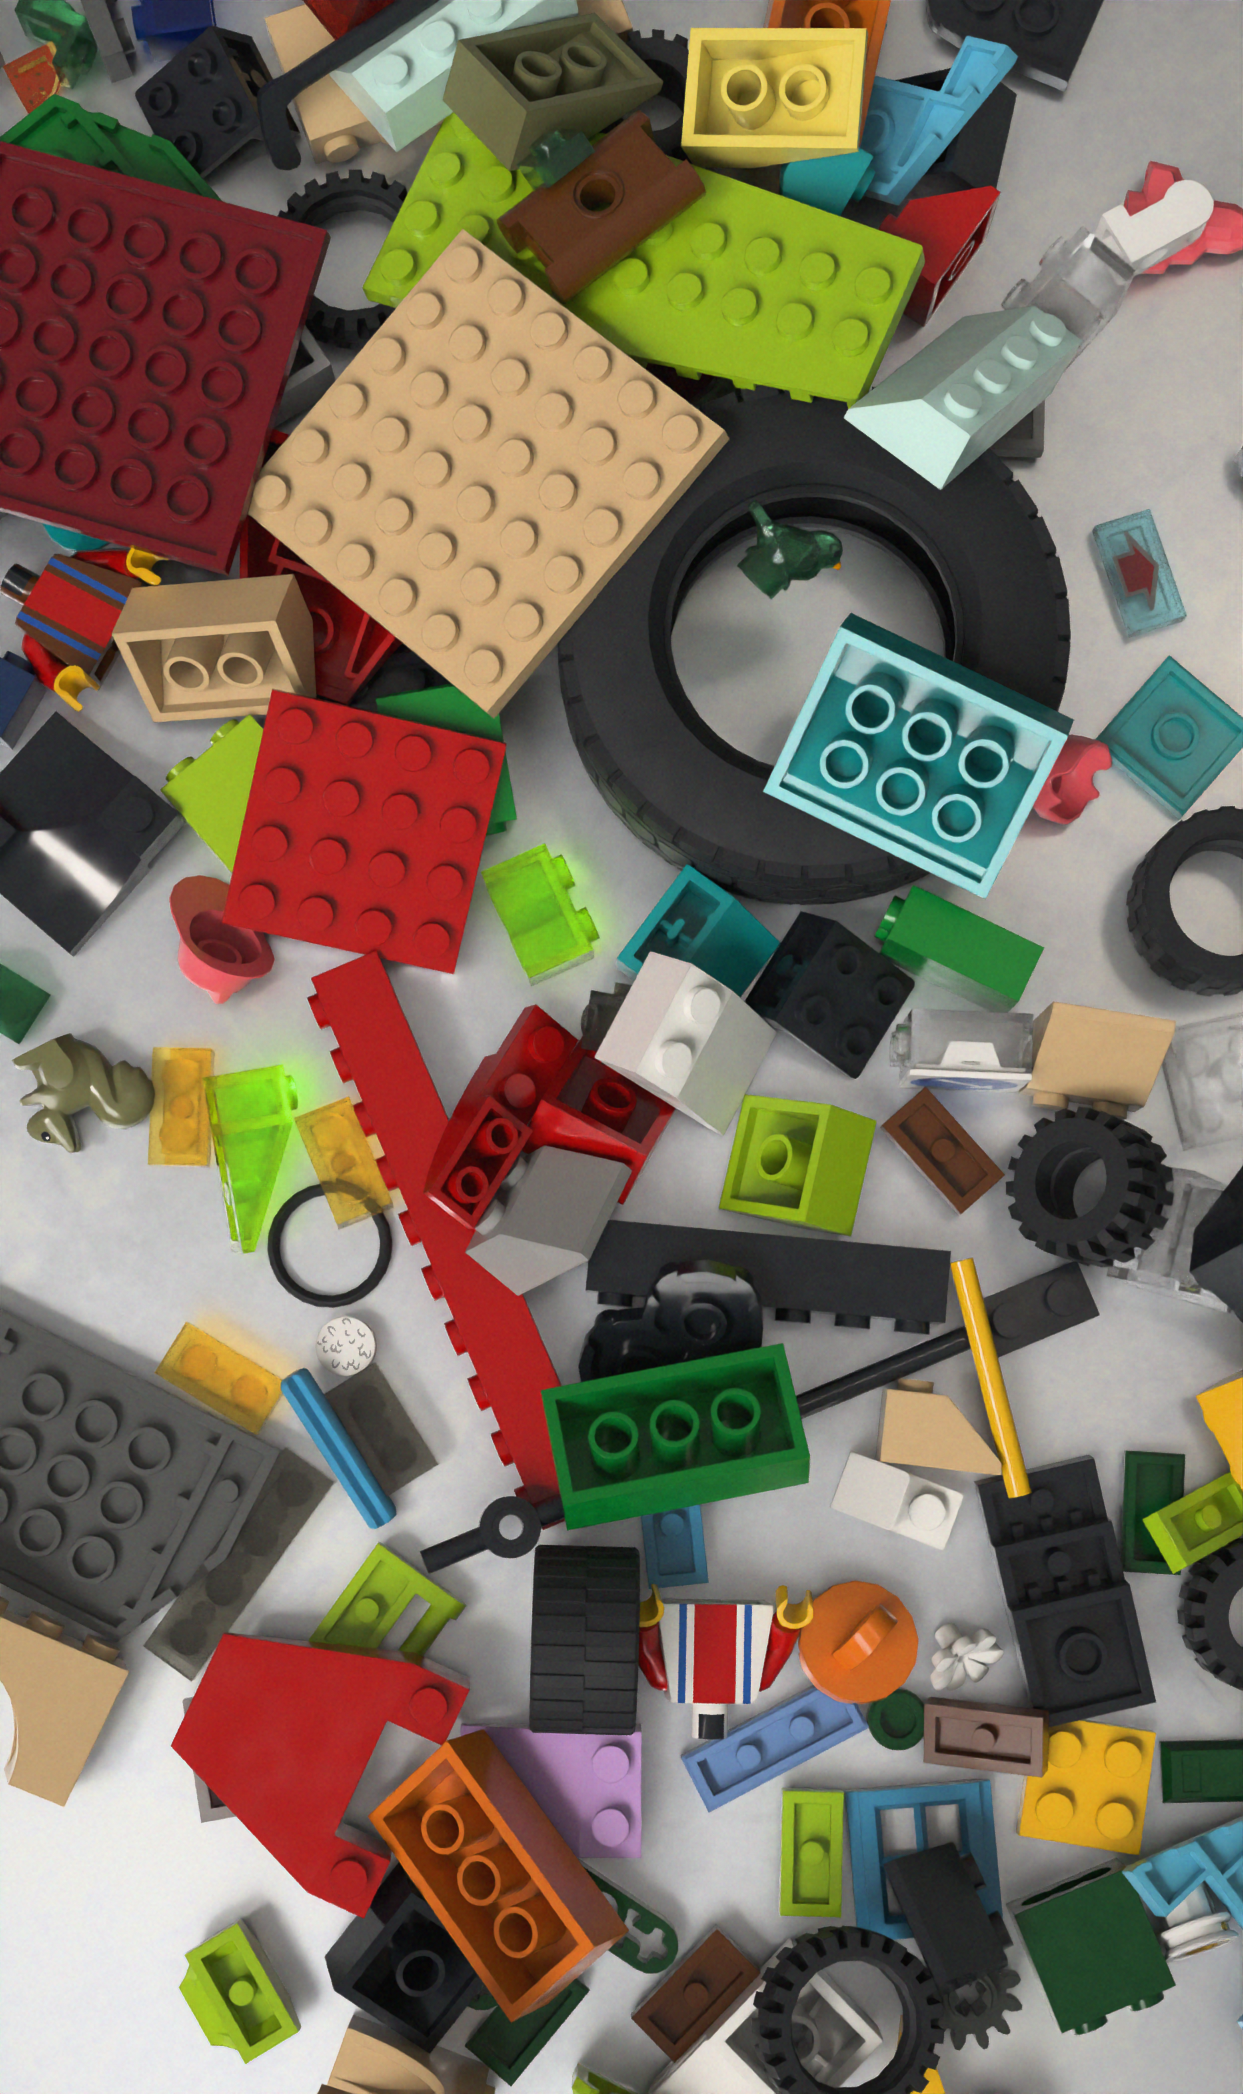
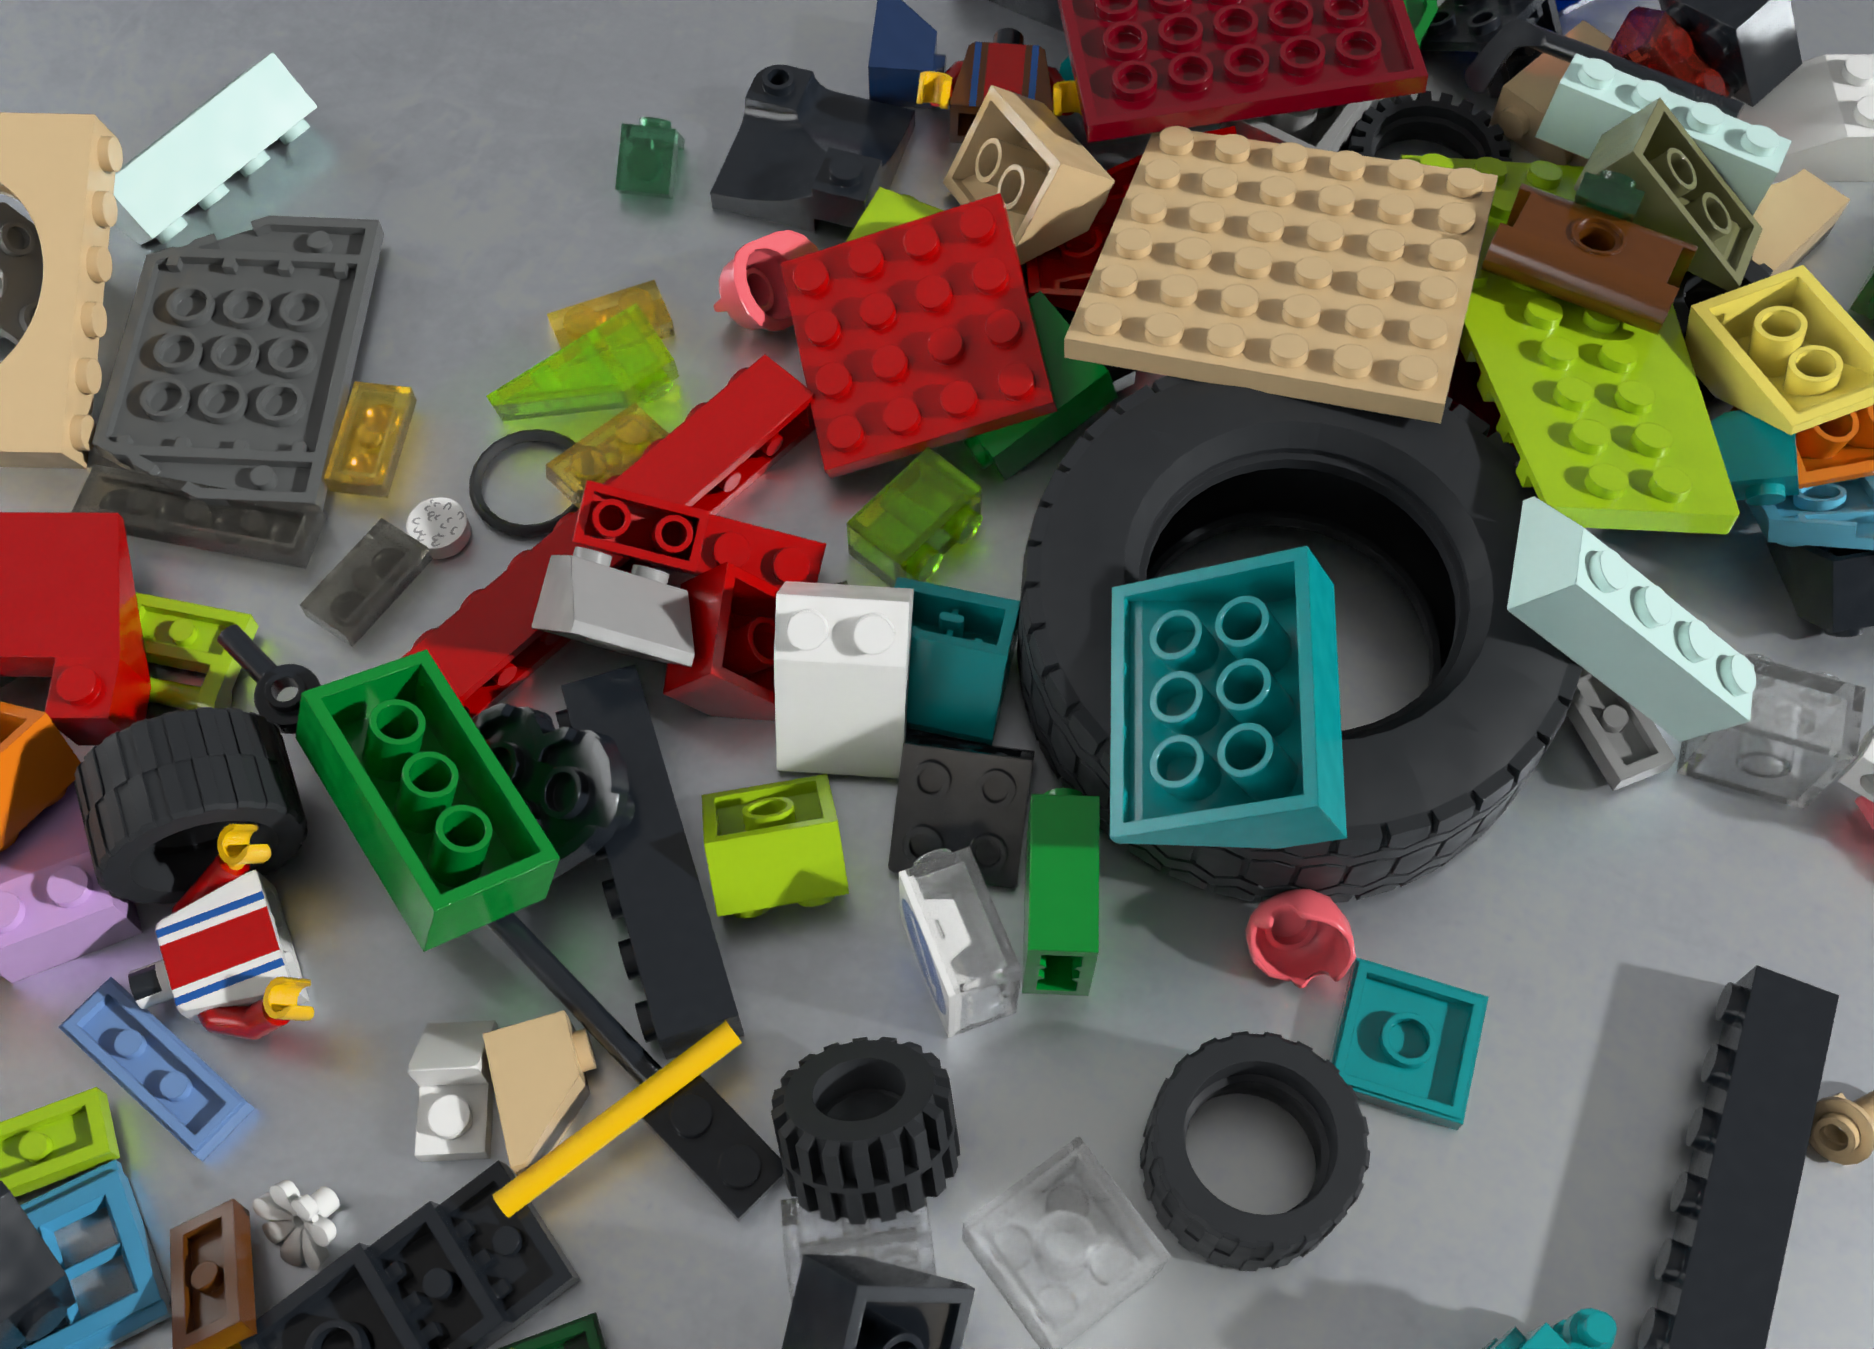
camera: 65 degrees right, 20 degrees down
(79, 1076) = (598, 234): olive animal -> none
(337, 1448) = (338, 539): dark azure axle -> none
(675, 1547) = (331, 883): dark azure plate -> none
(786, 553) = (1358, 510): clear green animal -> none
(858, 1643) = (282, 1103): orange tile -> none
(897, 1720) = (214, 1179): dark green tile -> none
(942, 1151) = (848, 977): reddish brown plate -> none
(951, 233) = (1756, 589): red slope -> none
(1096, 1058) = (1010, 1072): tan slope -> none
(1139, 573) = (1555, 934): clear light blue tile -> none

